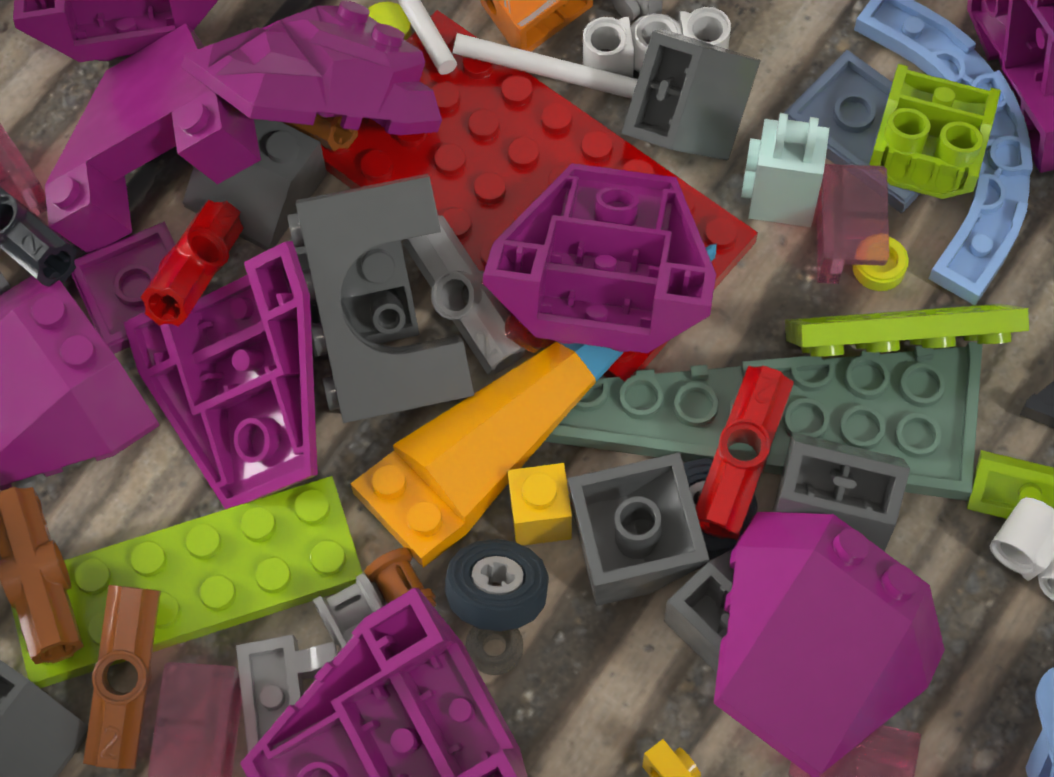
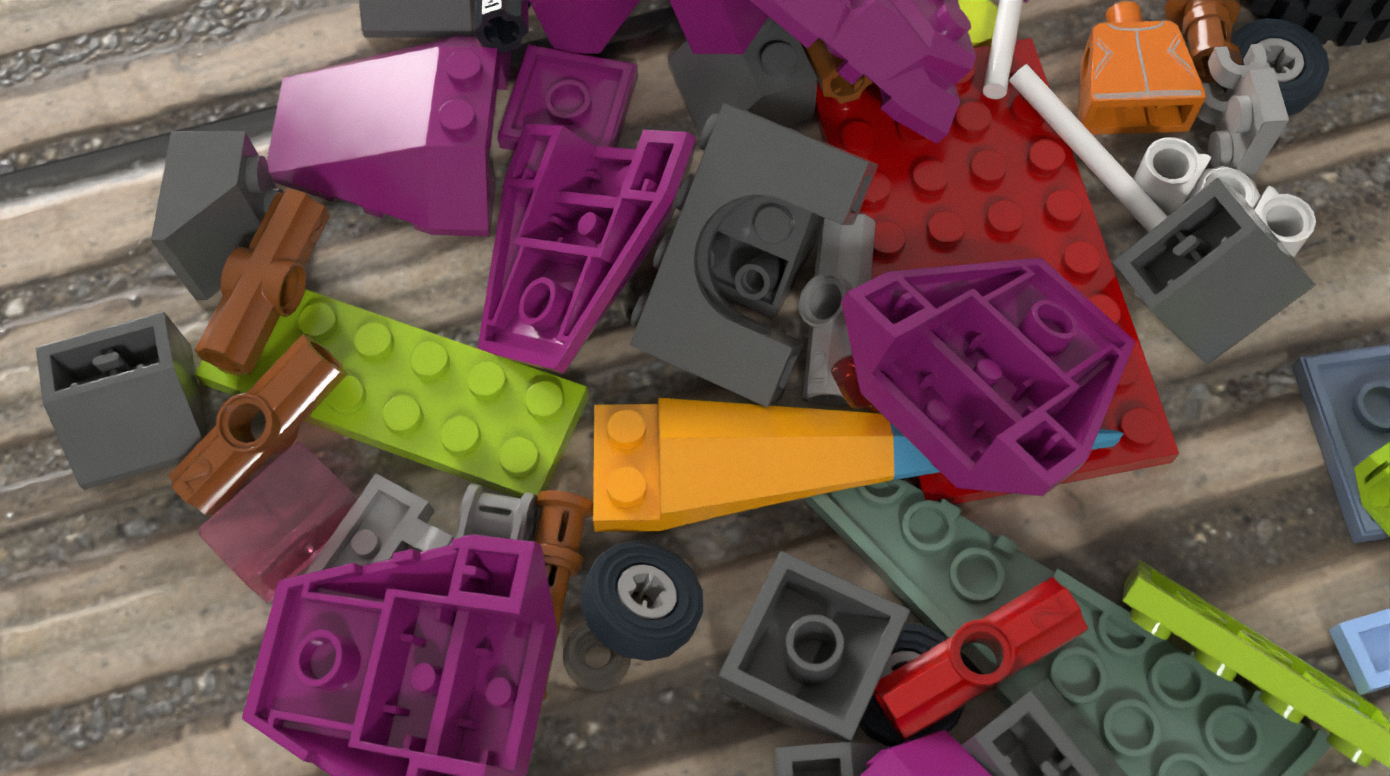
camera: 40 degrees right, 0 degrees up
(192, 263) = (617, 109): red piece -> none
(540, 504) = (742, 553): yellow brick -> none
(786, 171) = (1255, 410): light aqua brick -> none
(851, 219) = (1291, 510): clear pink panel -> none
(887, 276) = (1288, 576): neon yellow tile -> none

